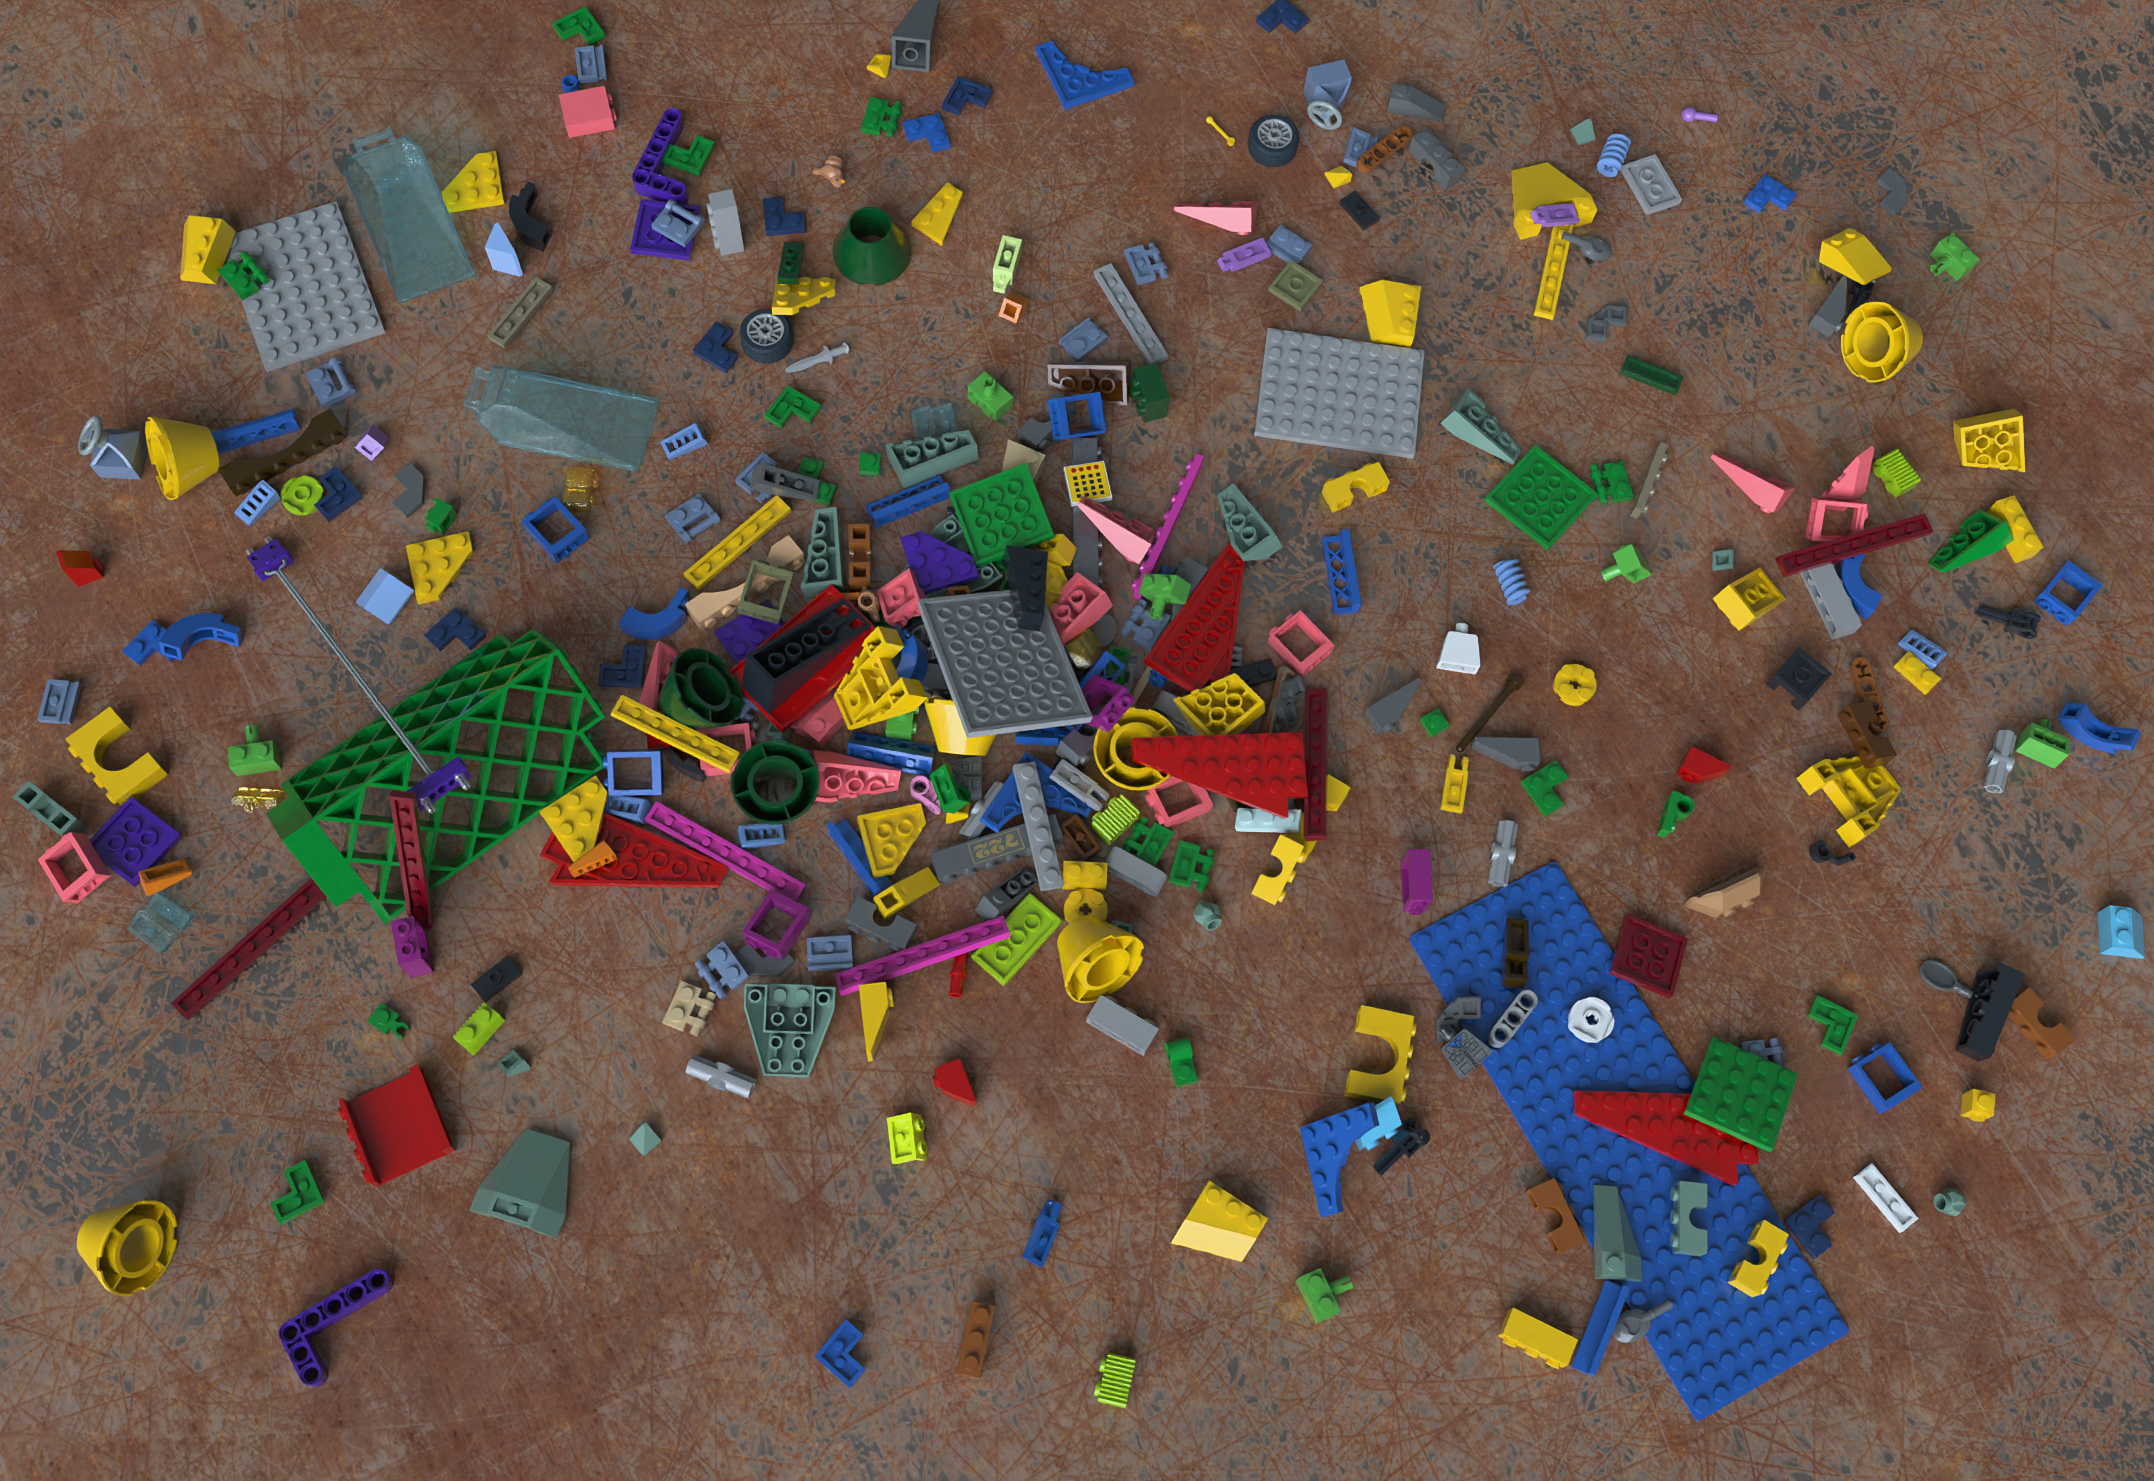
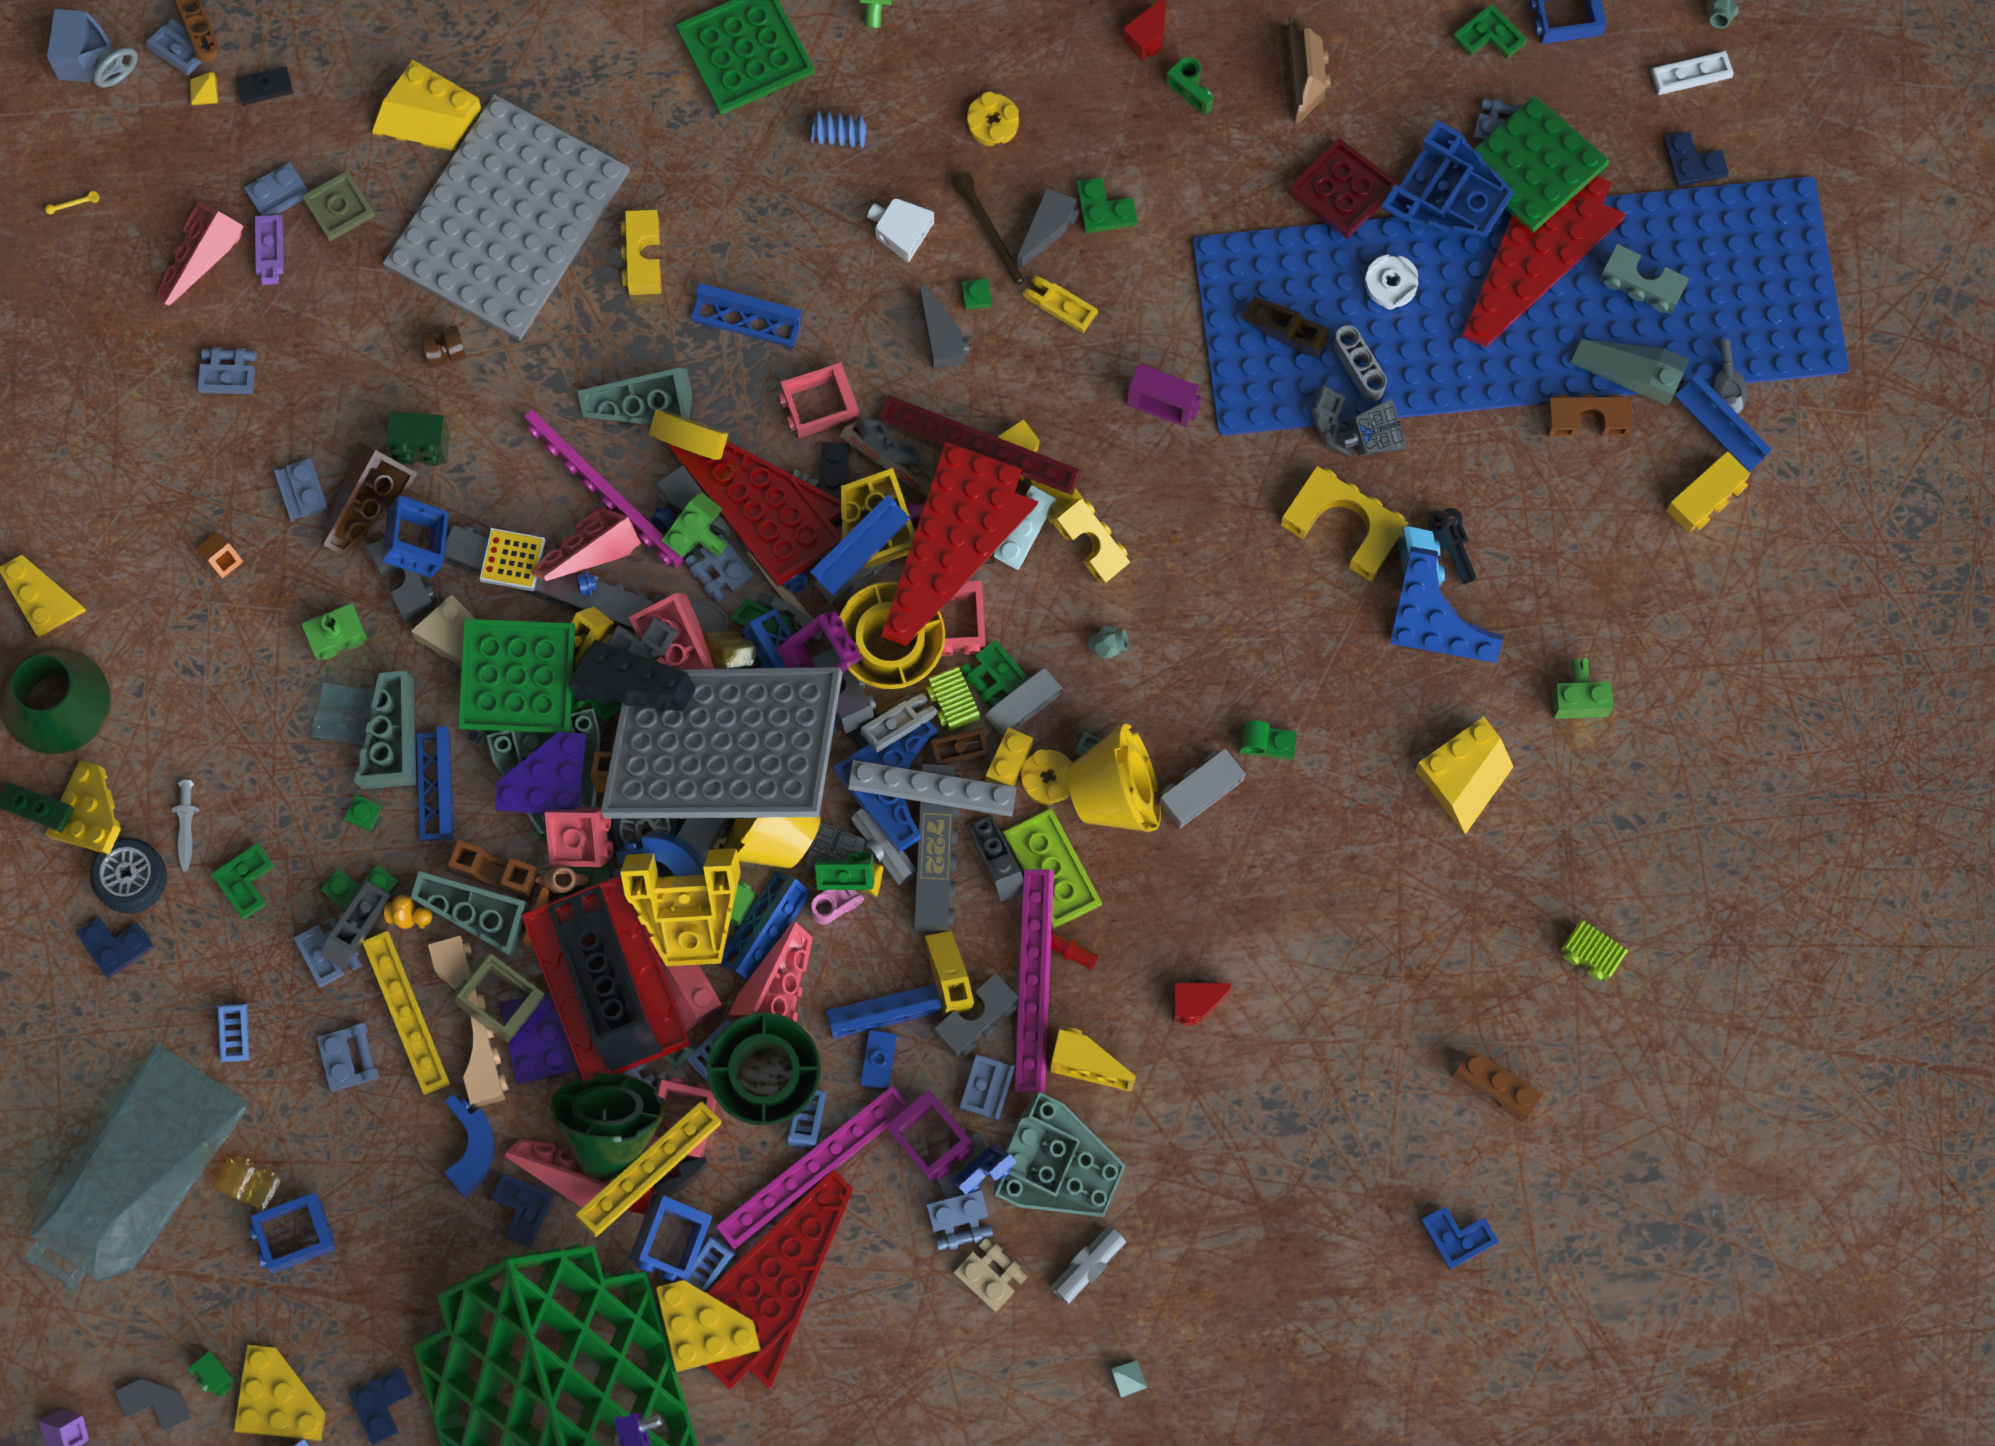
camera: 65 degrees left, 5 degrees up
(595, 858) = (764, 1315): orange slope -> none
(763, 971) = (991, 1162): none -> blue plate
(806, 513) = (404, 915): none -> light orange animal
(822, 869) = (878, 1060): none -> blue plate
(890, 836) = (872, 965): yellow plate -> none
(907, 1138) = (1241, 1078): neon yellow bracket -> none
(1006, 263) = (156, 539): yellowish green hinge -> none
(1043, 1234) = (1405, 967): blue hinge -> none
(1064, 594) = (653, 643): none -> dark grey tile
(1090, 536) = (586, 583): none -> blue plate
(1130, 314) = (292, 418): light grey plate -> none
(1184, 866) = (1037, 642): green plate -> none
(1195, 701) = (860, 545): none -> blue fence
(1224, 385) = (443, 346): none -> reddish brown wheel
(1230, 562) = (688, 434): none -> yellow slope
(1273, 140) = (121, 145): black wheel -> none
(1473, 424) = (620, 81): sand green wedge -> none
(1502, 853) = (1164, 288): light grey piece -> none
(1687, 1034) = (1450, 187): none -> blue wedge
(1769, 1243) = (1700, 211): yellow arch -> none

